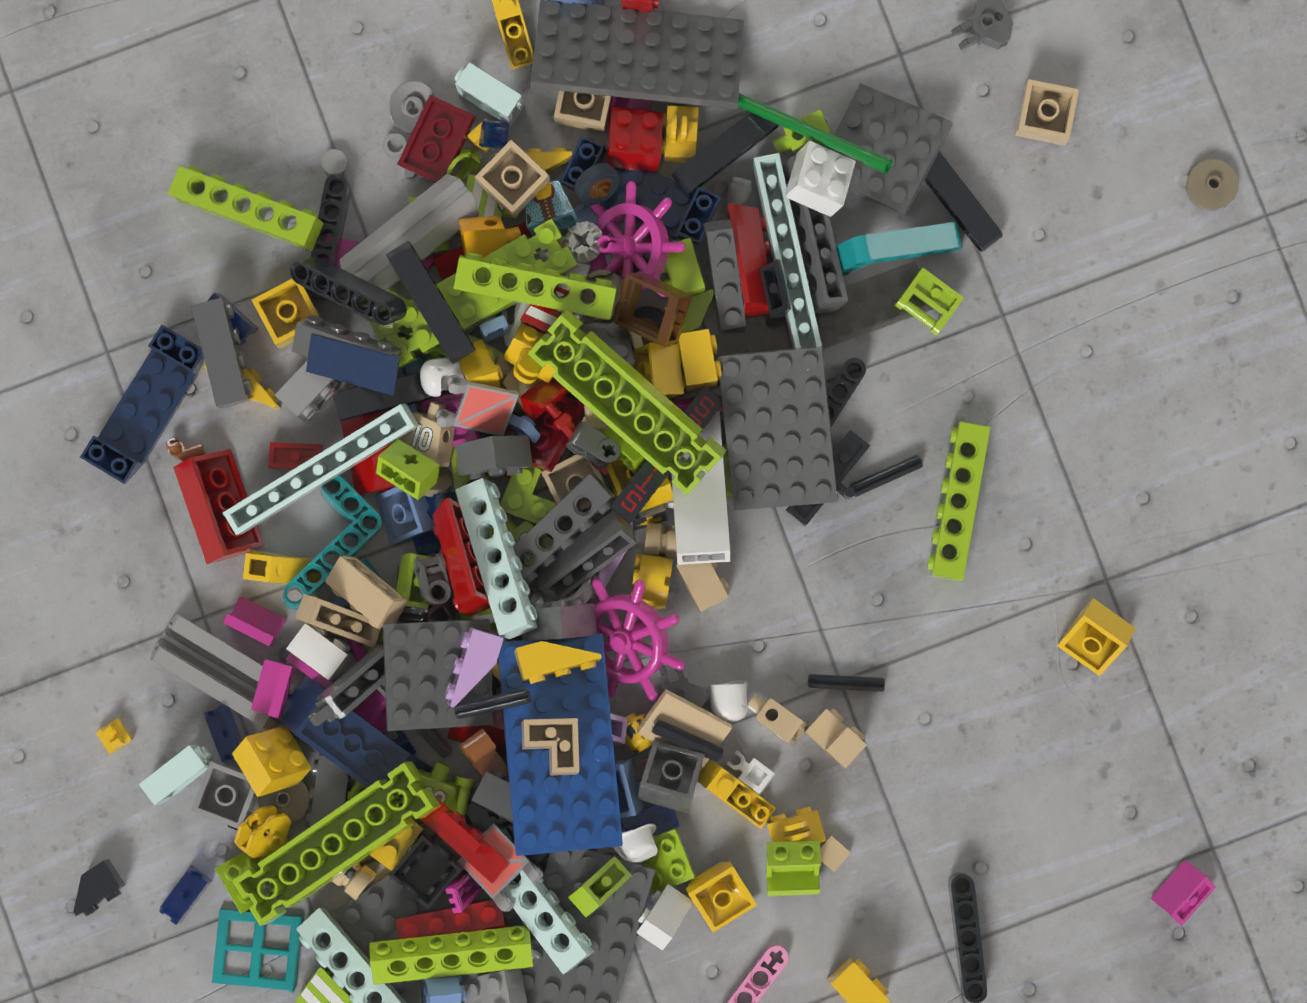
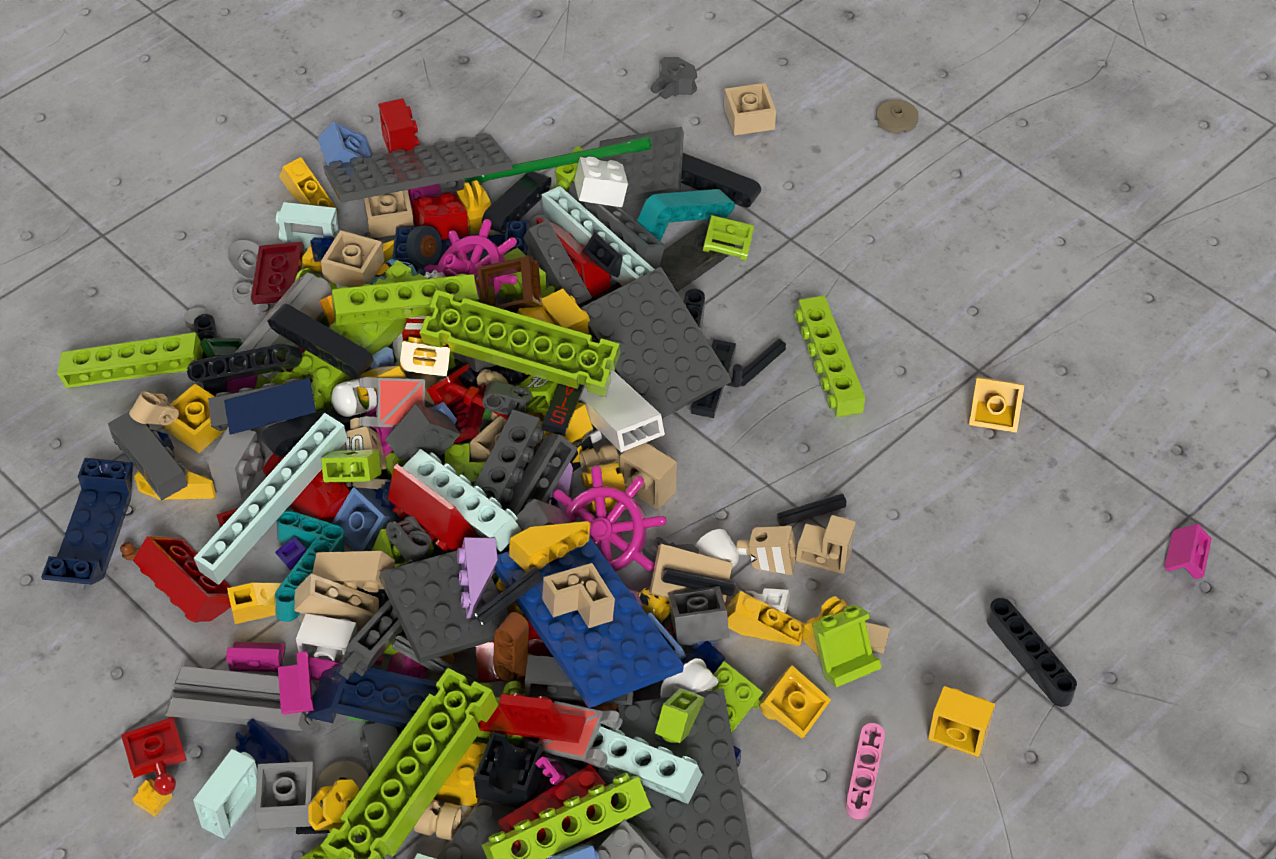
camera: 25 degrees left, 35 degrees down
(129, 691) = (153, 750): none -> red plate
(240, 307) = (153, 409): none -> tan piece
(271, 760) = (318, 741): yellow brick -> none
(324, 525) = (291, 553): none -> dark purple tile
(342, 237) = (220, 346): none -> dark green tile
(664, 917) = (751, 732): white brick -> none

